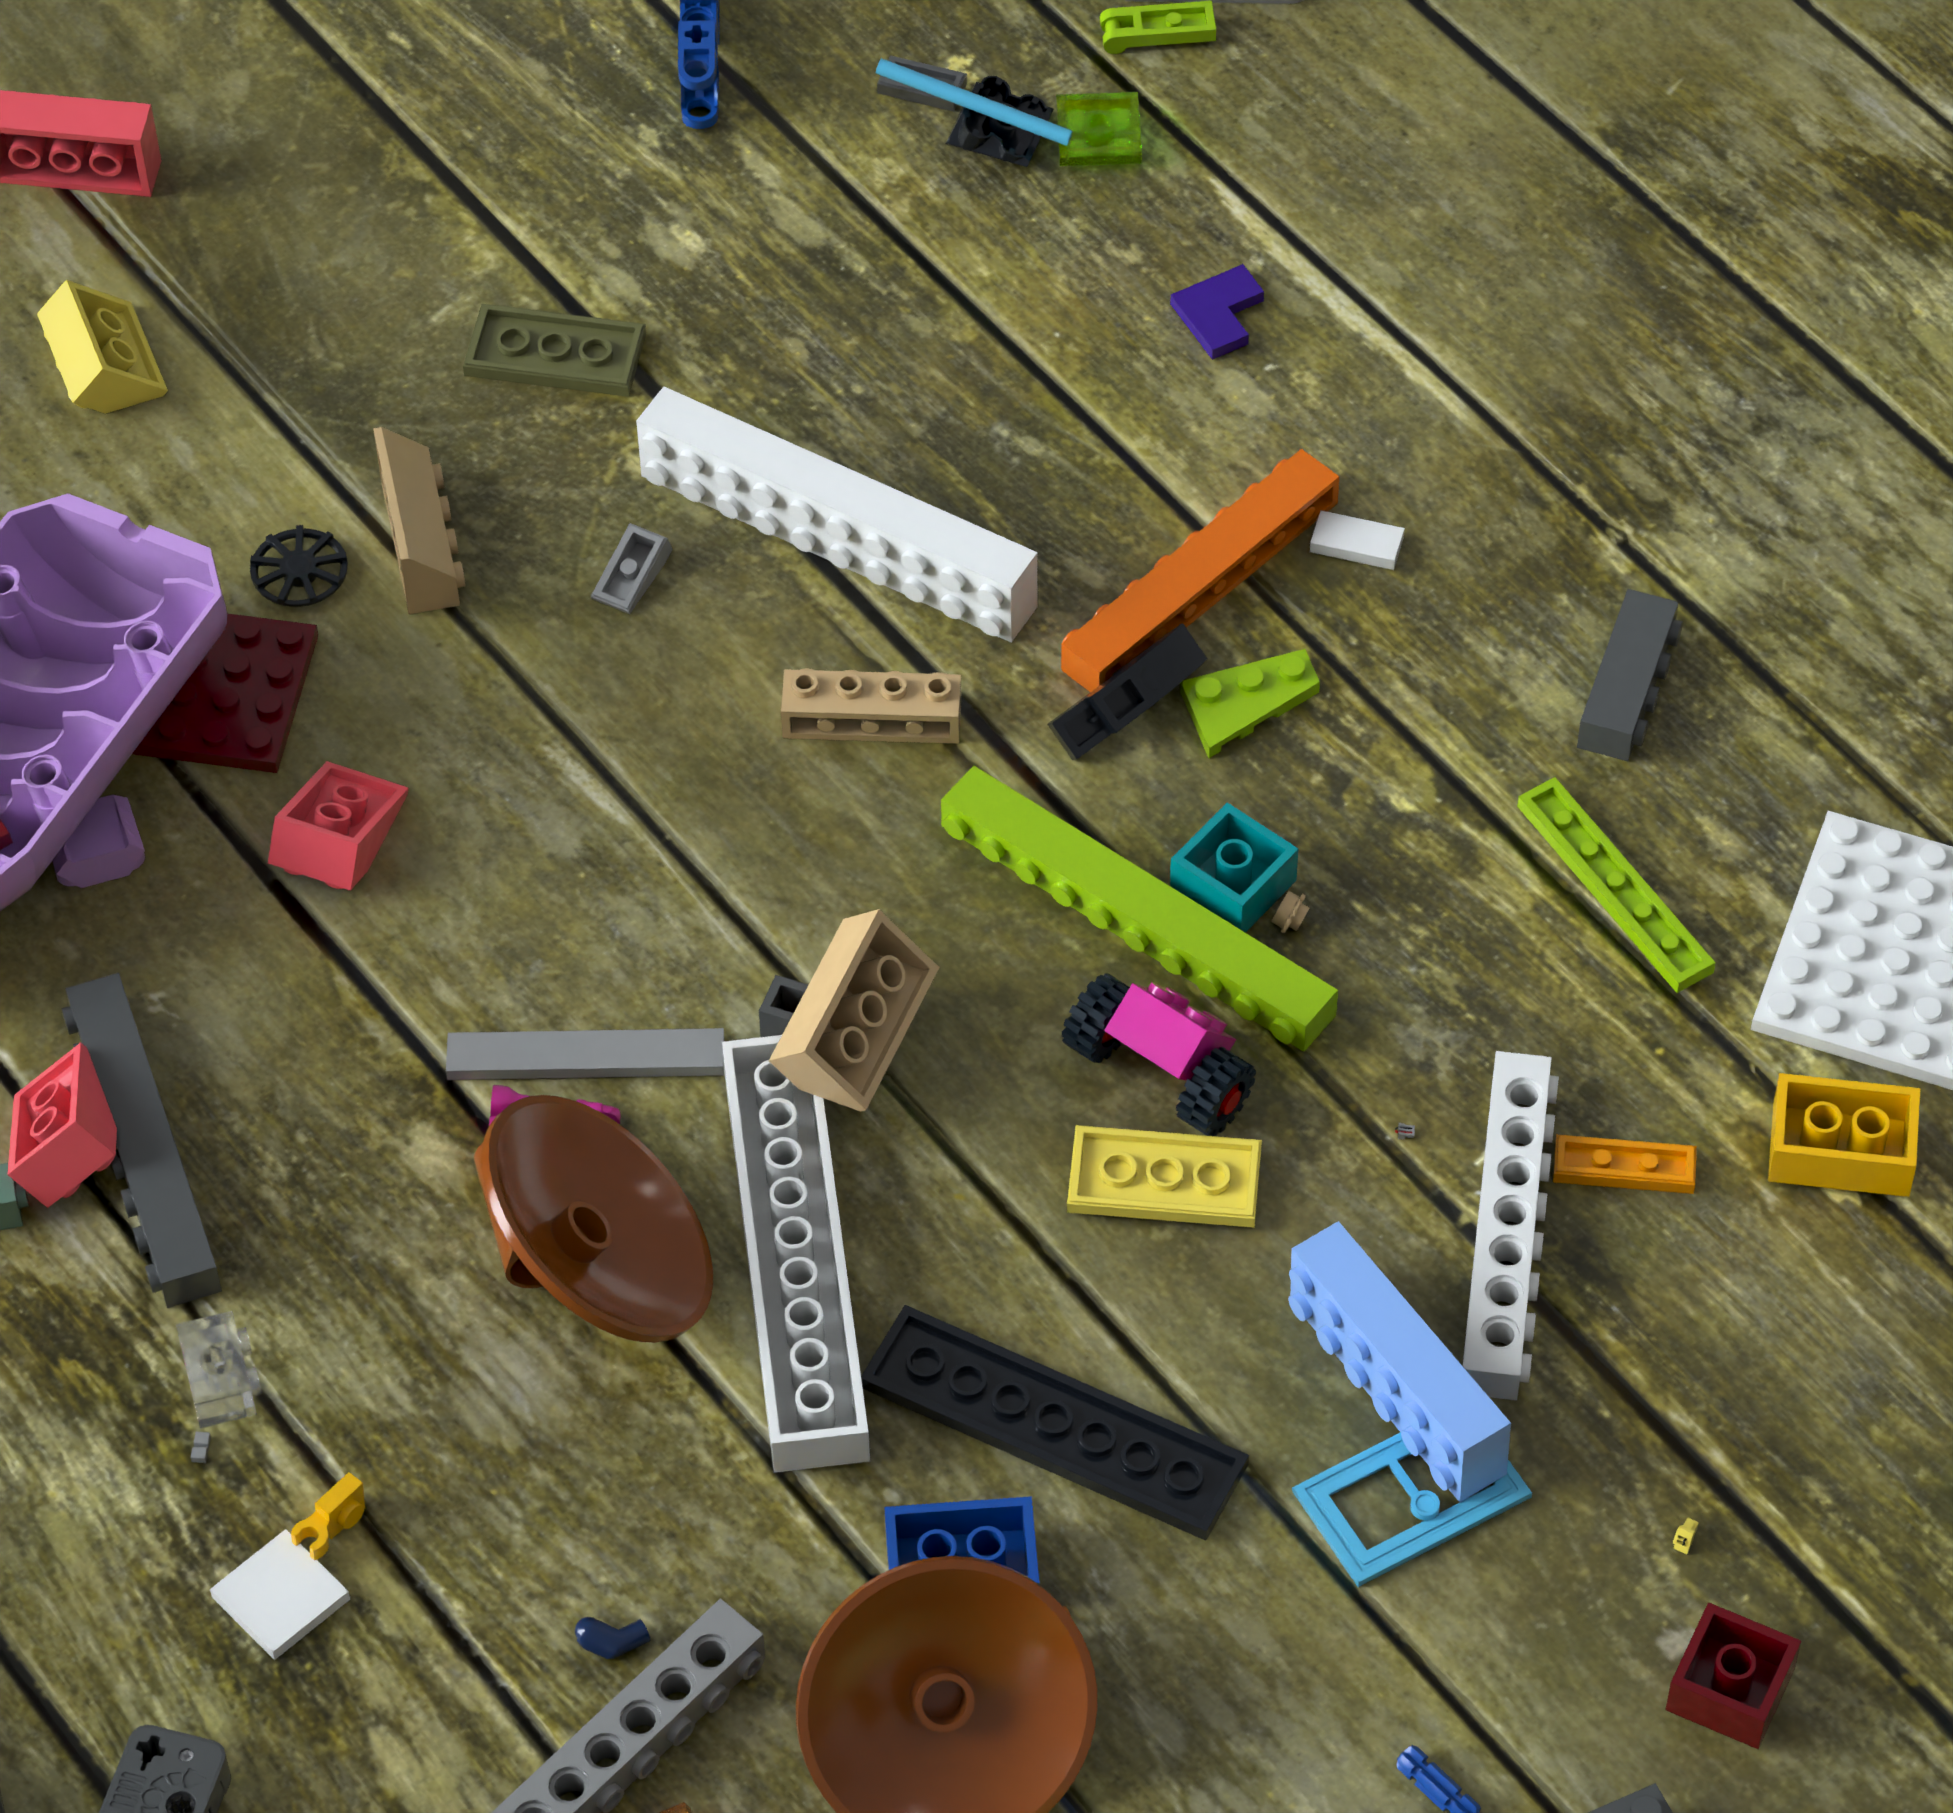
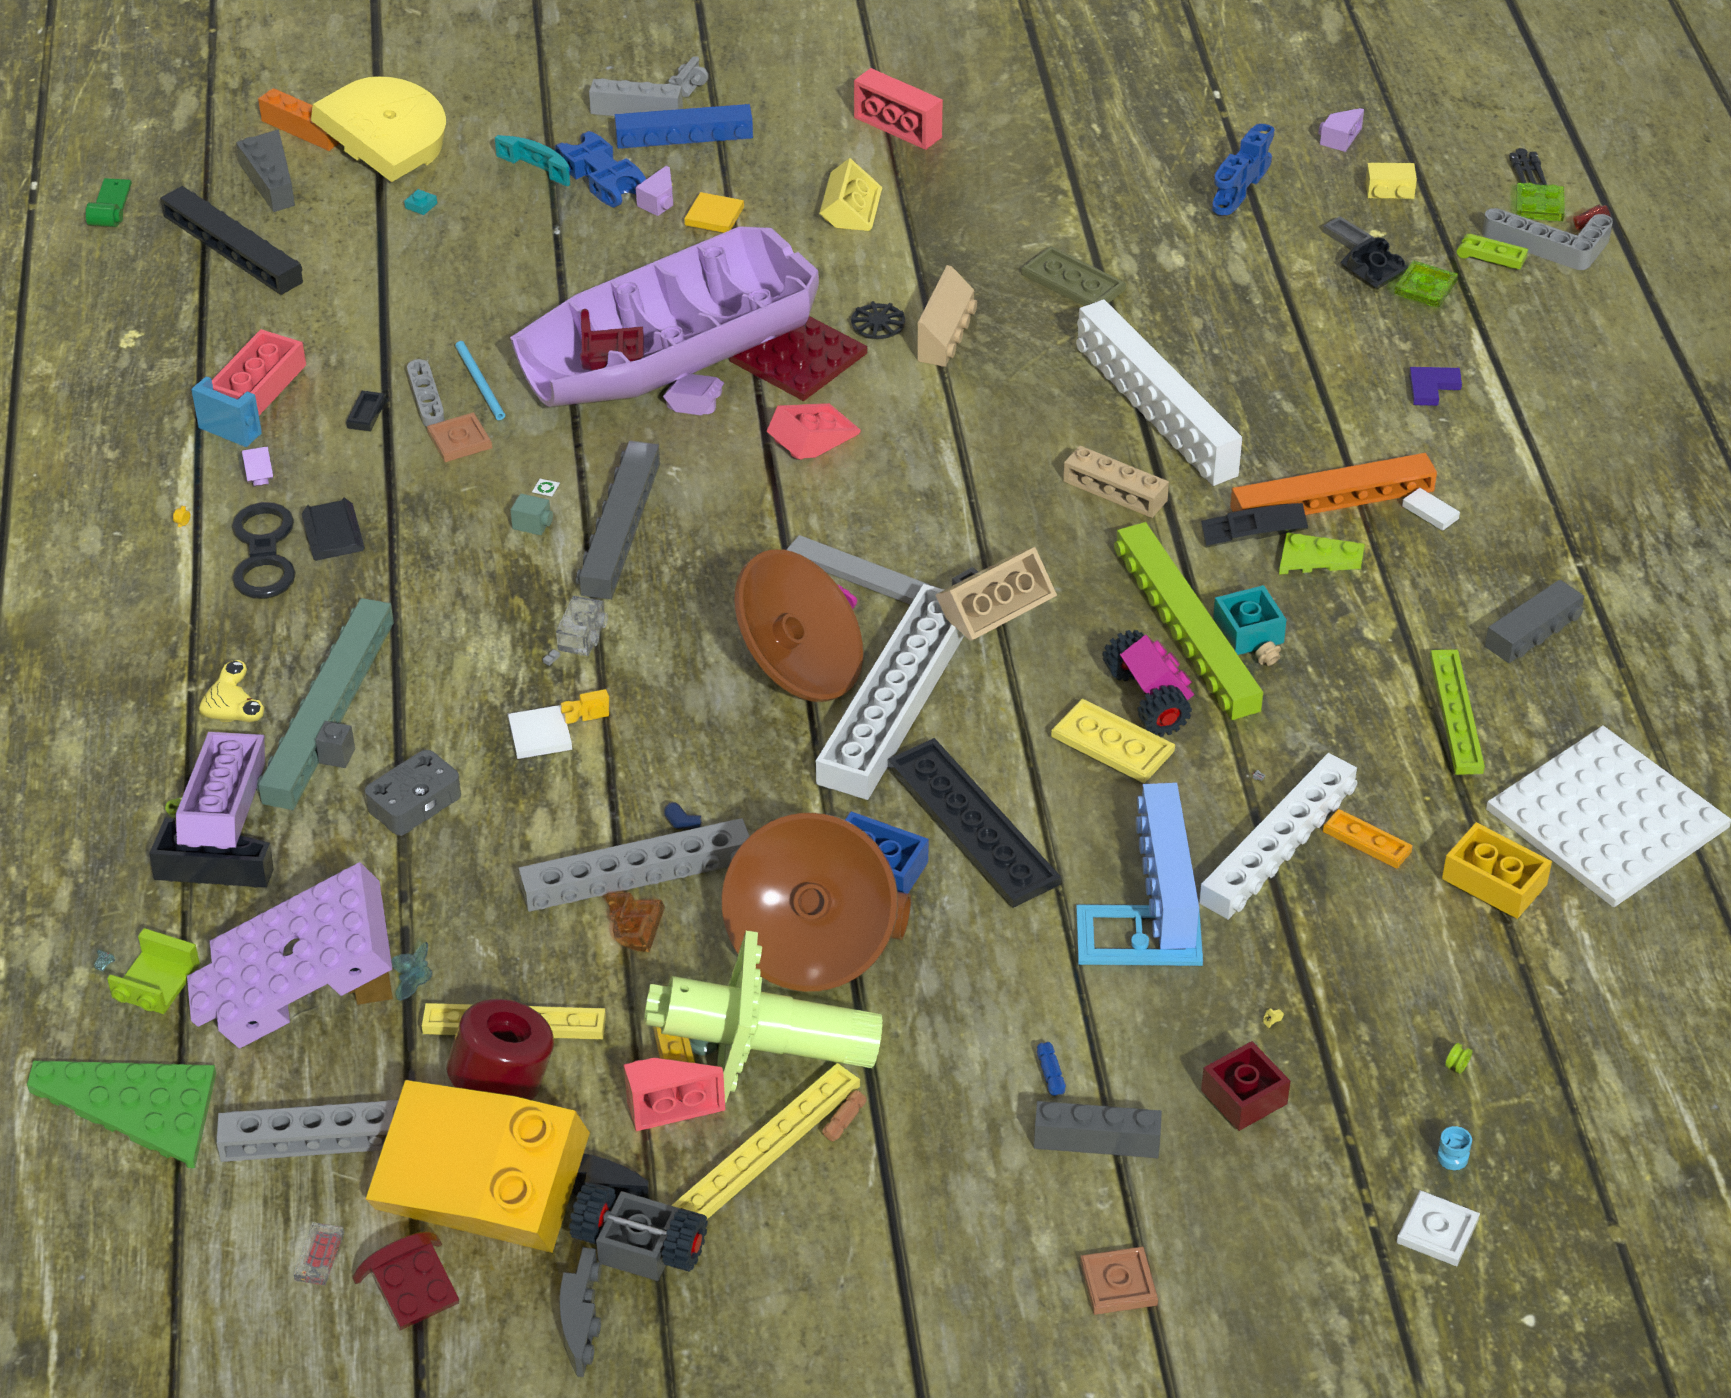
camera: 30 degrees right, 10 degrees down
(61, 1129) = (581, 498): coral slope -> none
(632, 568) = (1041, 381): light grey slope -> none
(974, 102) = (1363, 244): medium azure piece -> none

